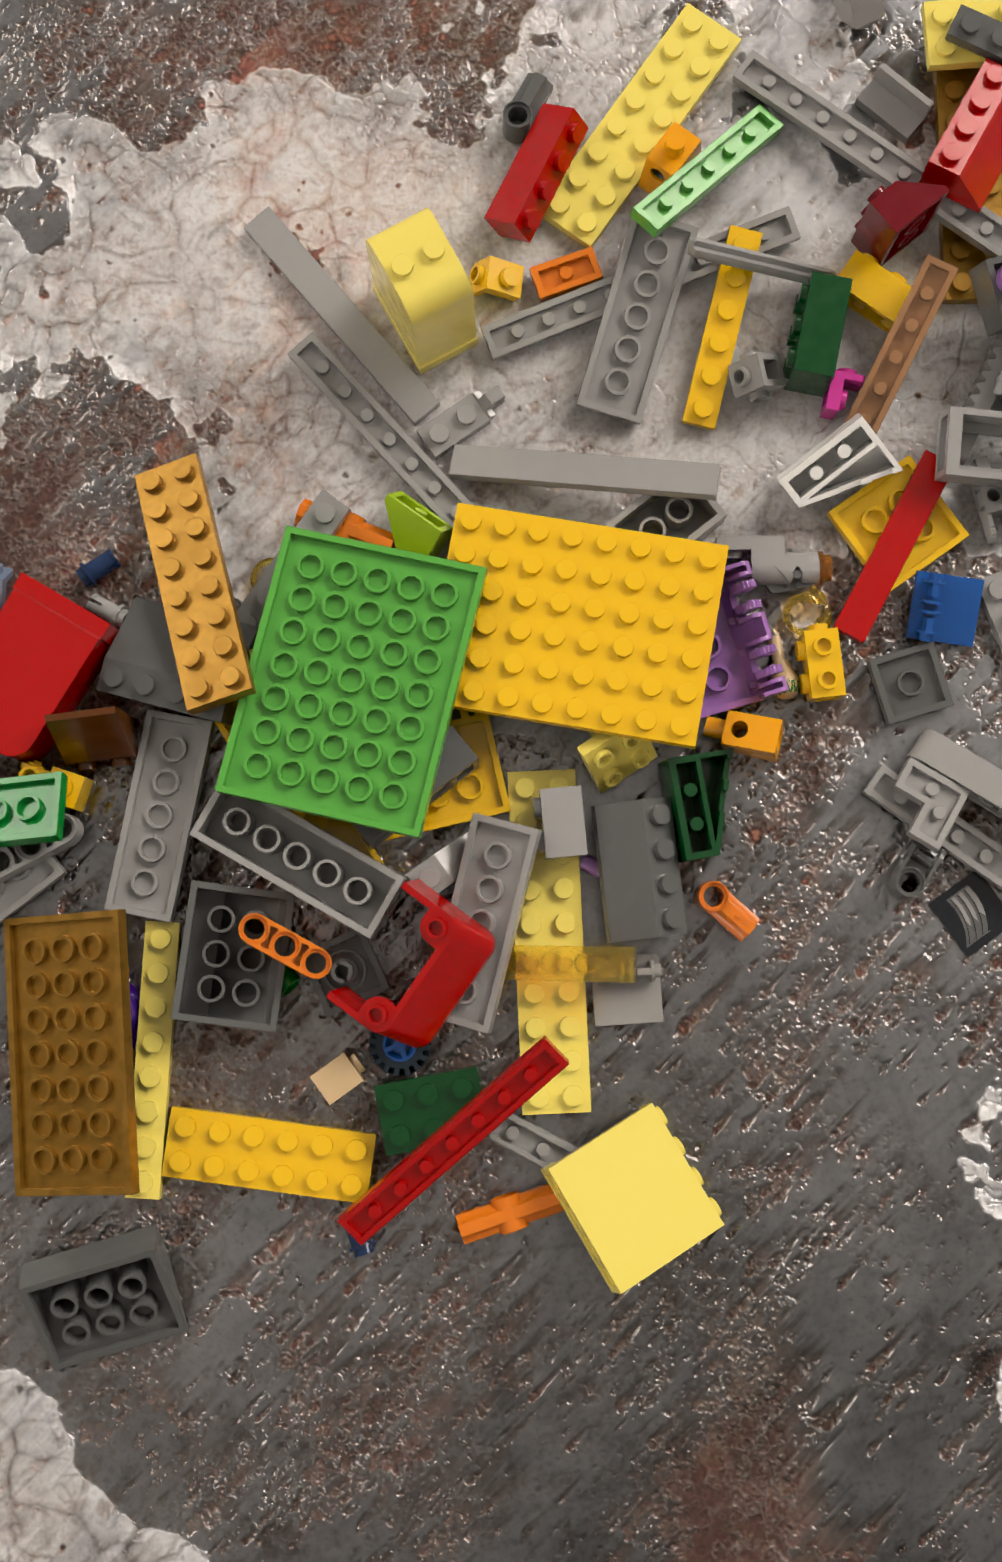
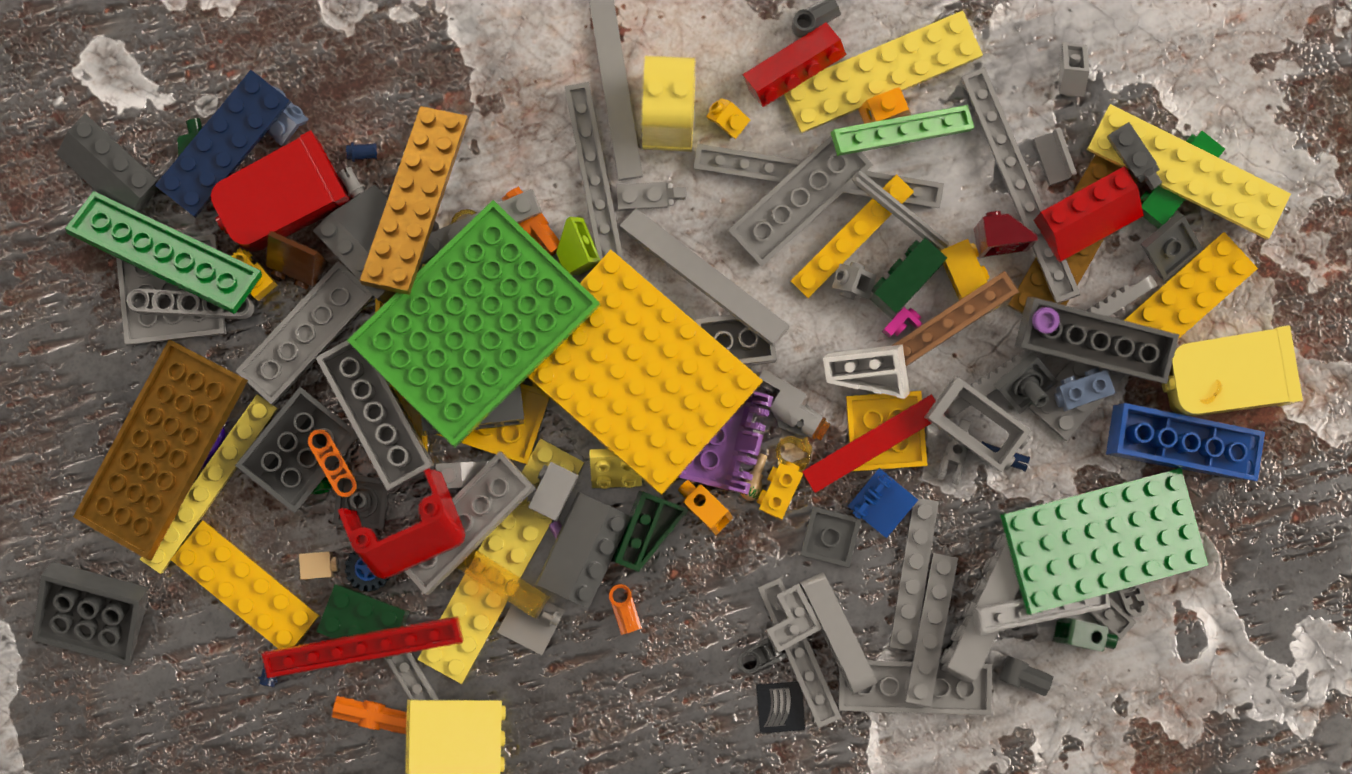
camera: 30 degrees right, 0 degrees up
(565, 274) = (774, 141): orange plate -> none

